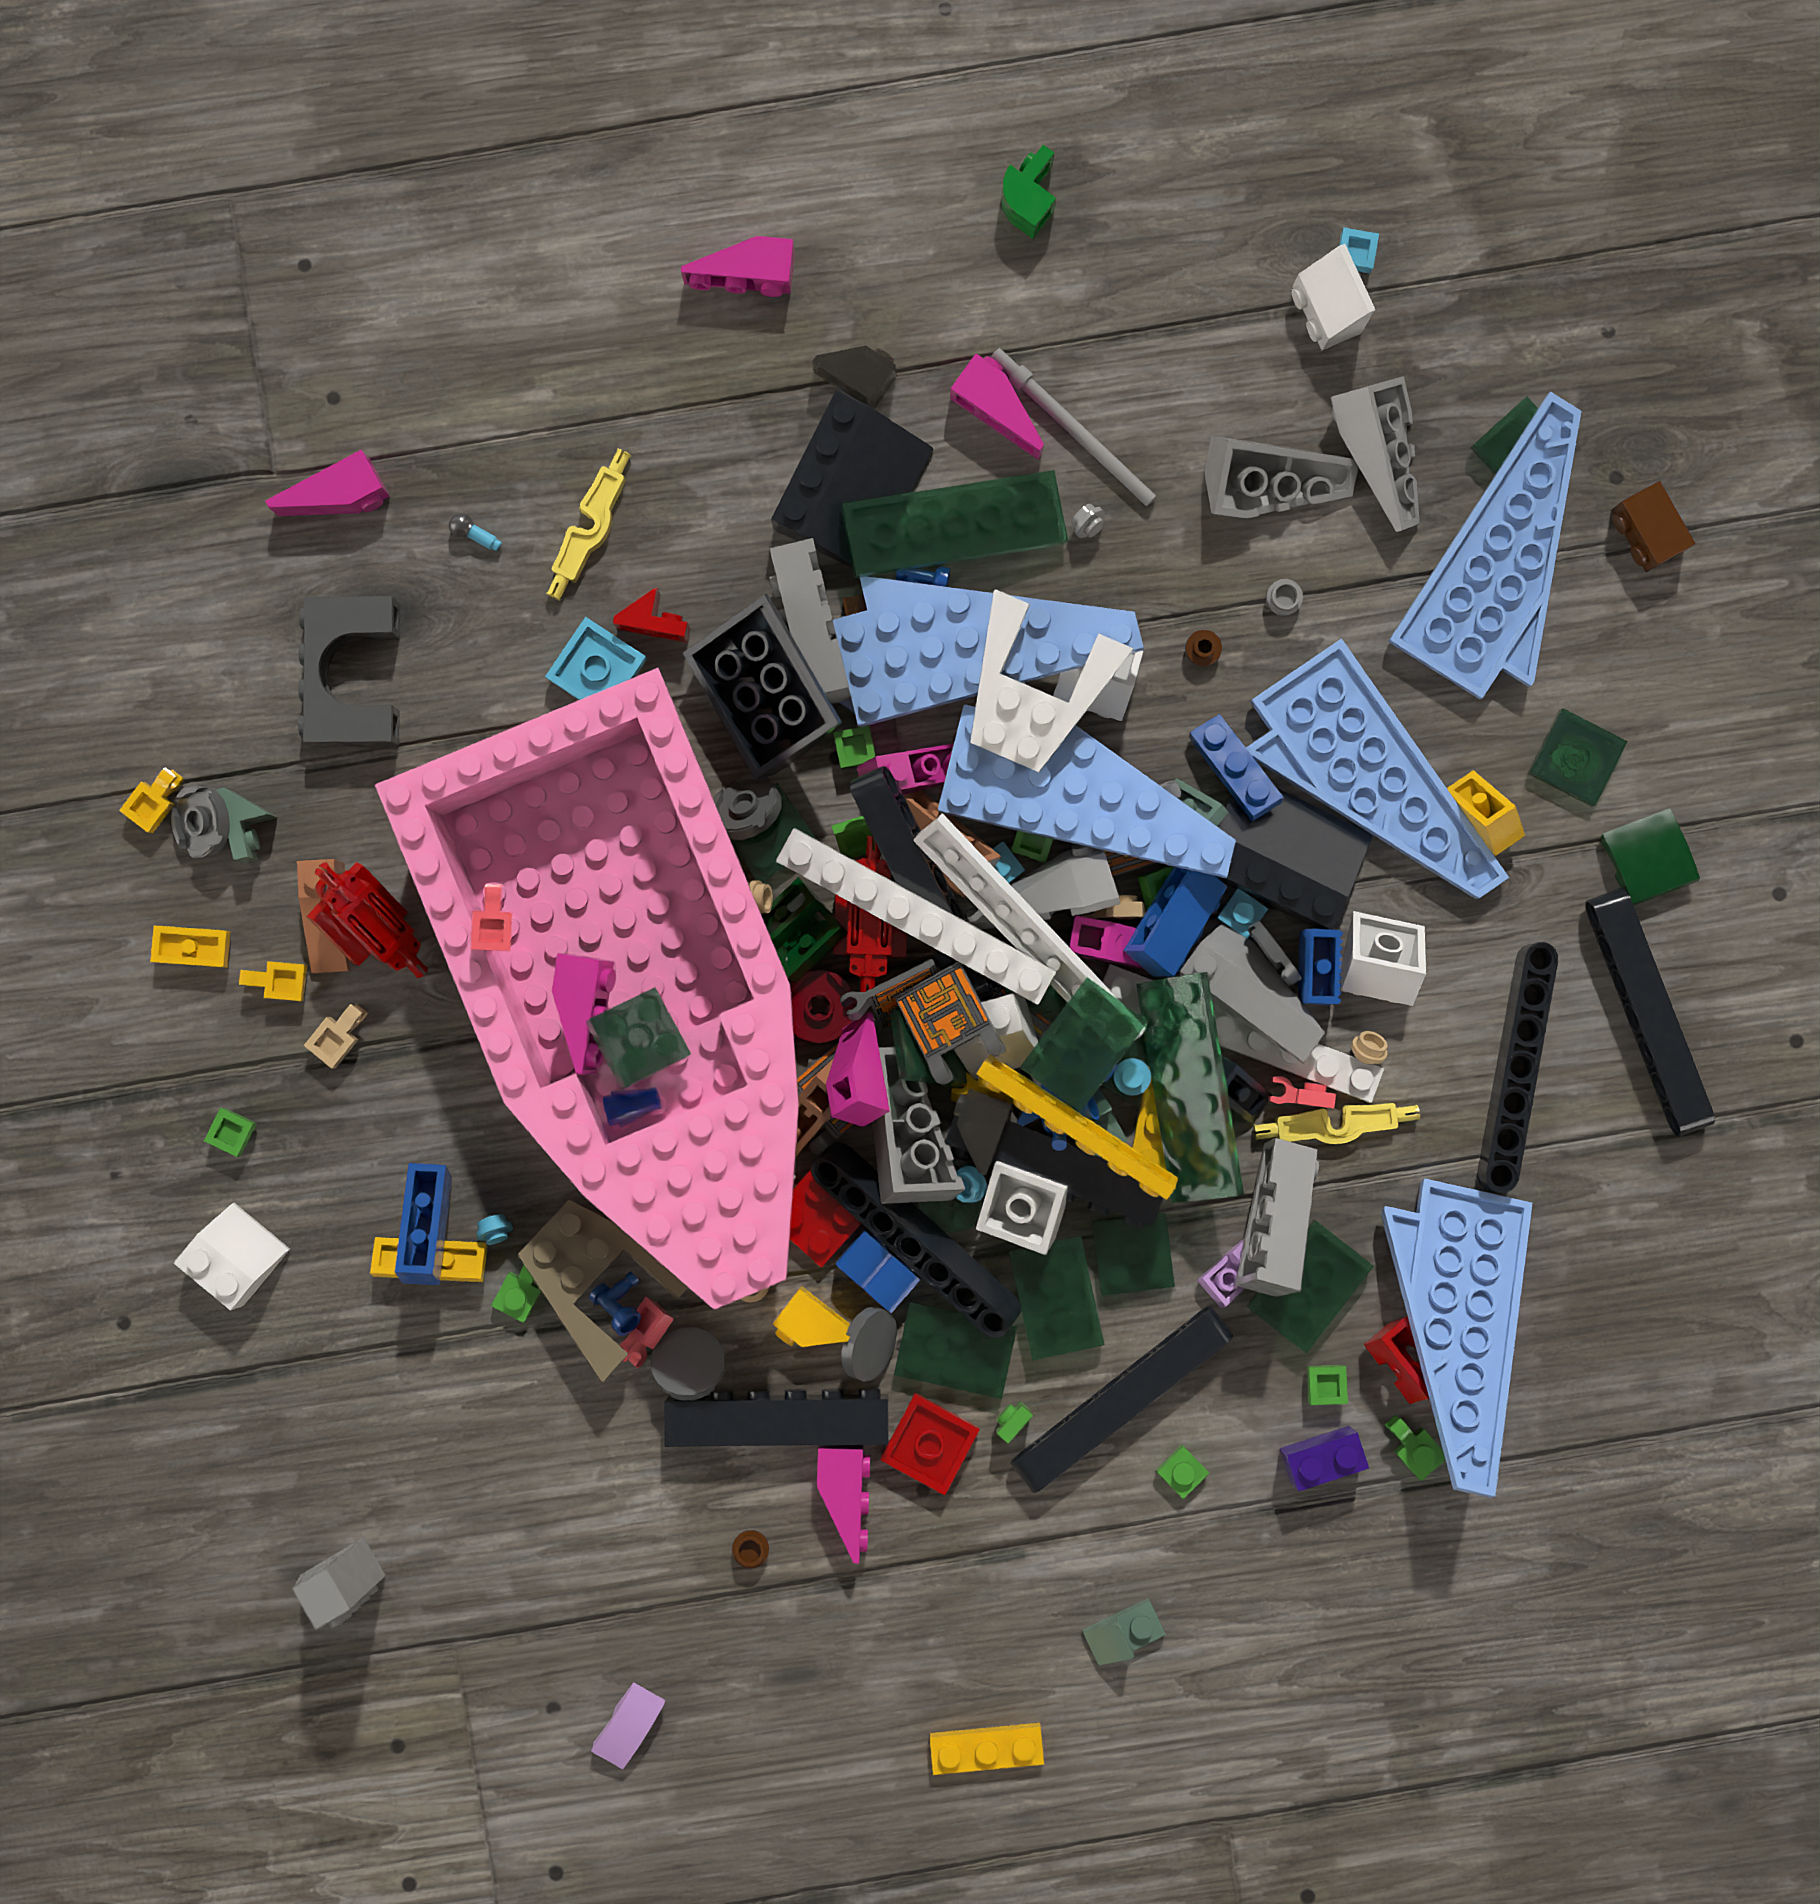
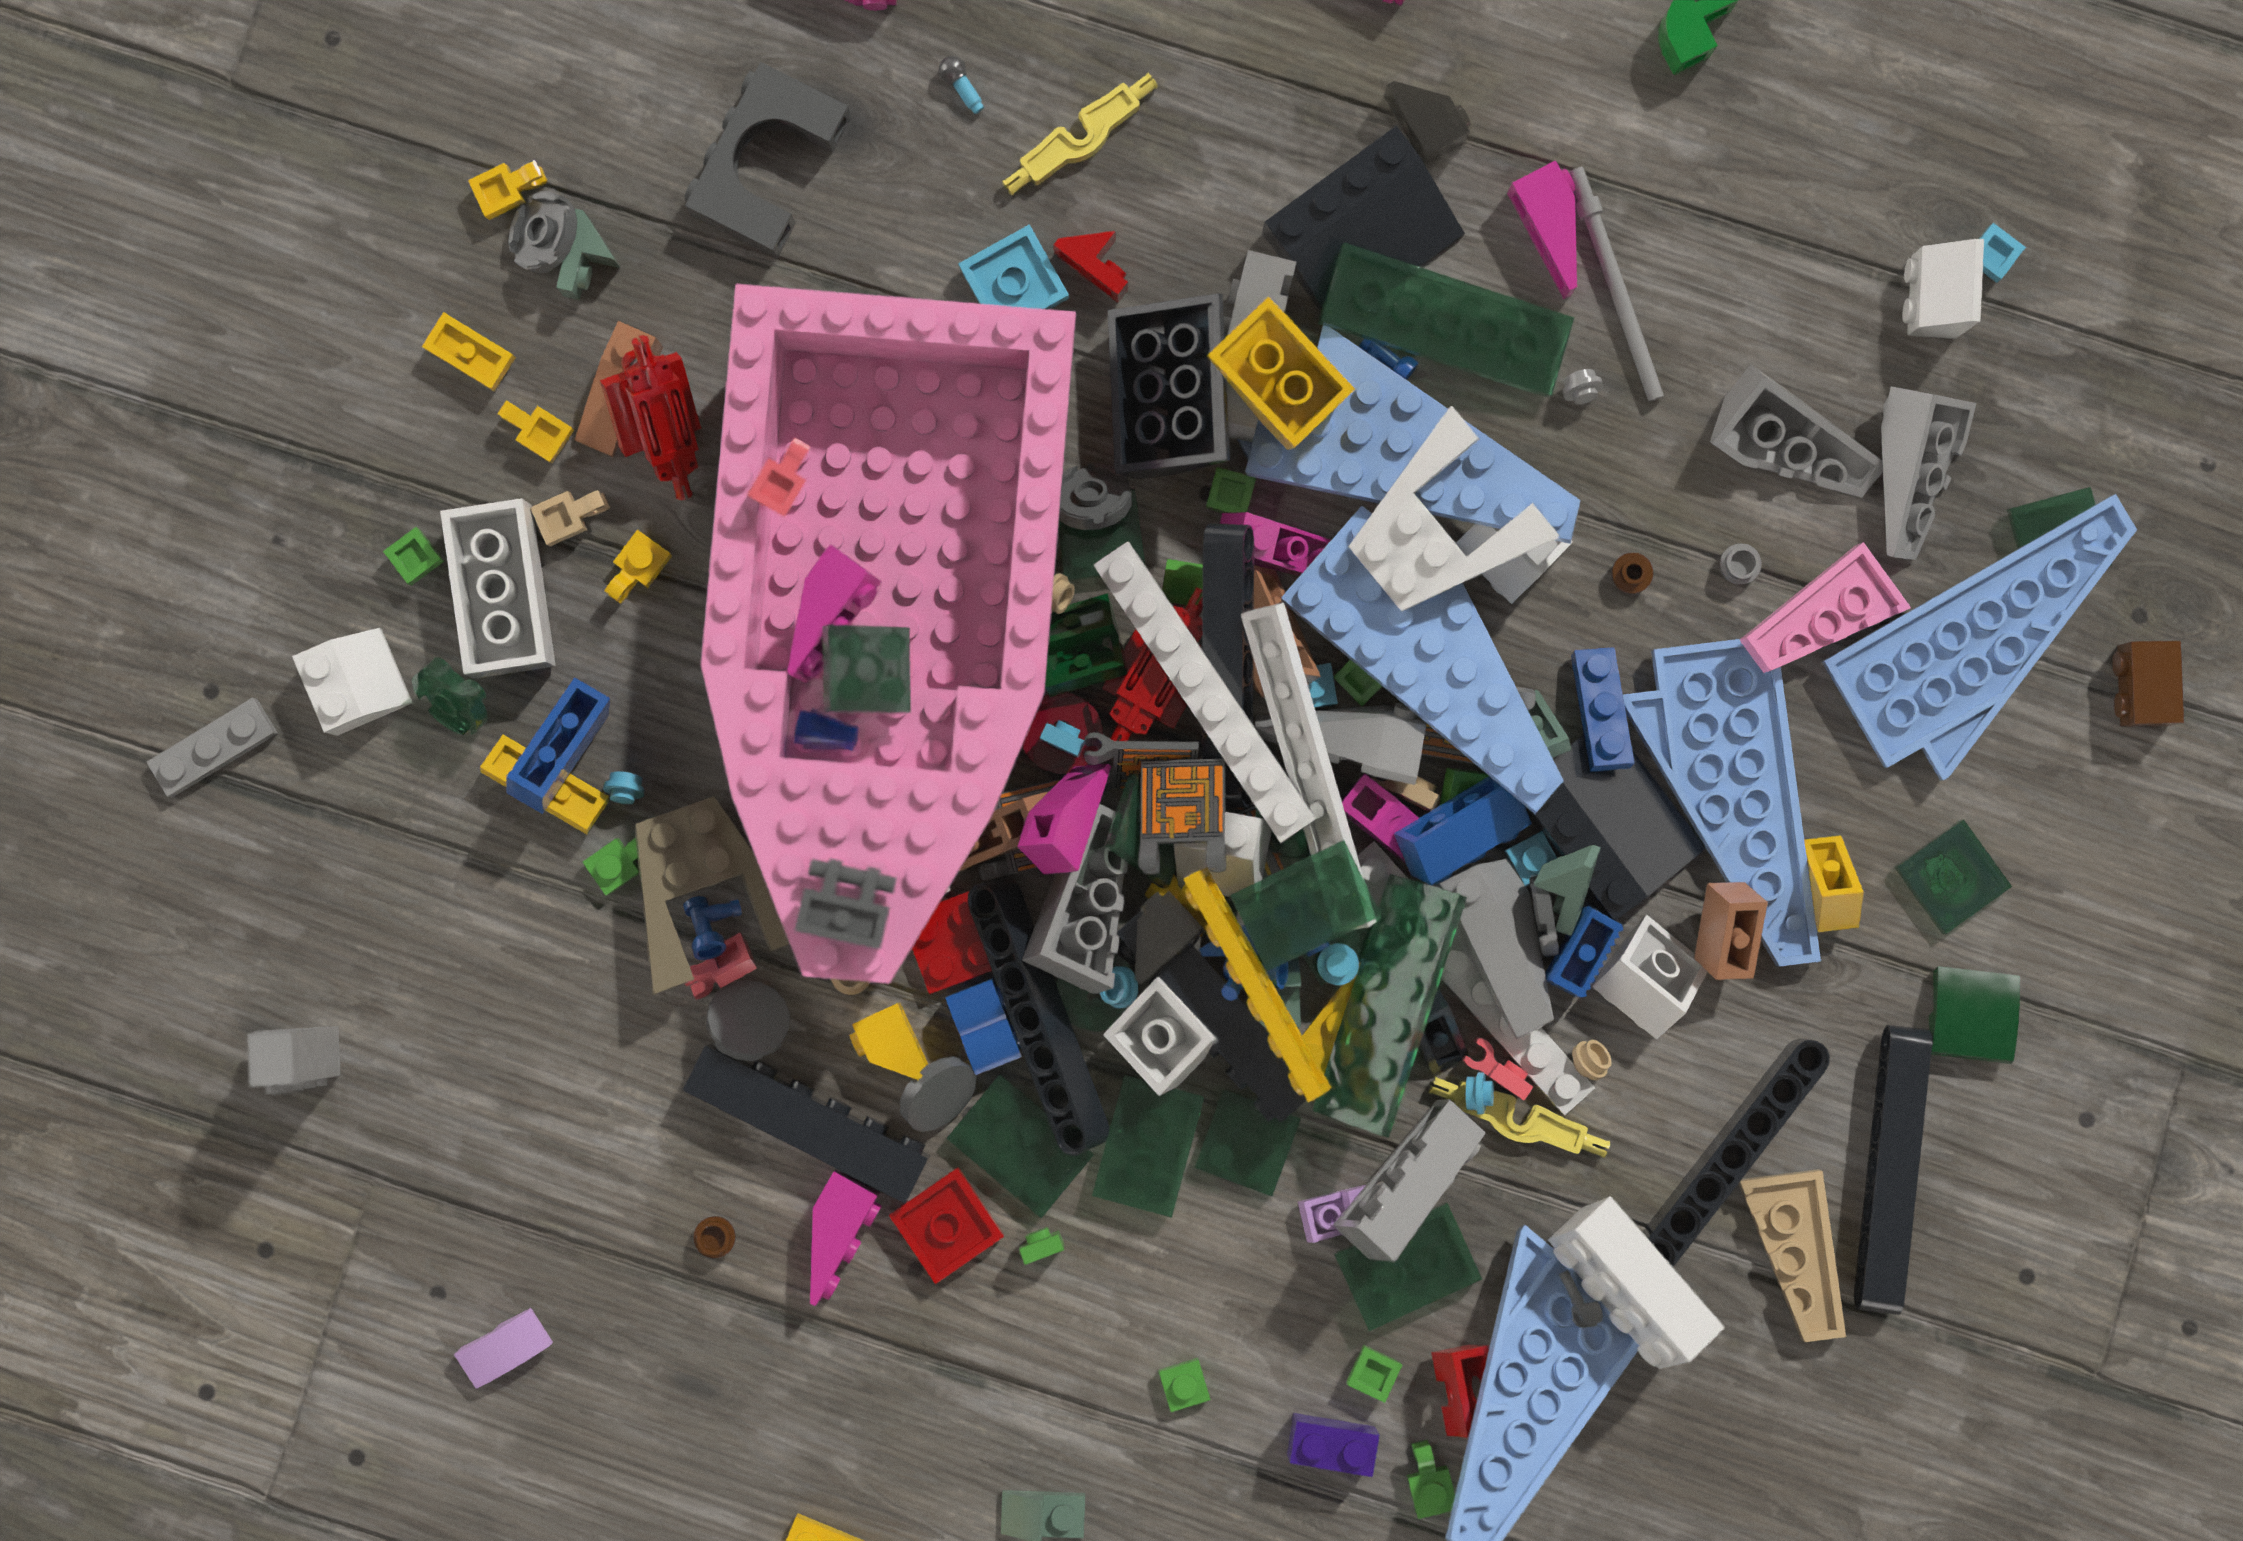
camera: 25 degrees right, 0 degrees up
(147, 1368) = (212, 747): none -> light grey plate
(310, 1123) = (497, 588): none -> white brick
(322, 1230) = (454, 700): none -> clear green plate
(414, 1043) = (640, 562): none -> yellow plate
(723, 1246) = (843, 917): none -> dark grey plate
(823, 1009) = (1063, 738): none -> medium azure plate
(846, 633) = (1280, 374): none -> yellow slope
(1121, 1399) = (1161, 1280): black beam -> none
(1280, 915) = (1569, 879): none -> sand green slope
(1295, 1120) = (1479, 1093): none -> medium azure plate
(1373, 595) = (1829, 608): none -> bright pink wing
(1426, 890) = (1730, 930): none -> nougat brick
(1469, 1252) = (1583, 1313): none -> dark grey hand
(1497, 1208) = (1635, 1284): none -> white brick
(1605, 1107) = (1798, 1240): none -> tan wing

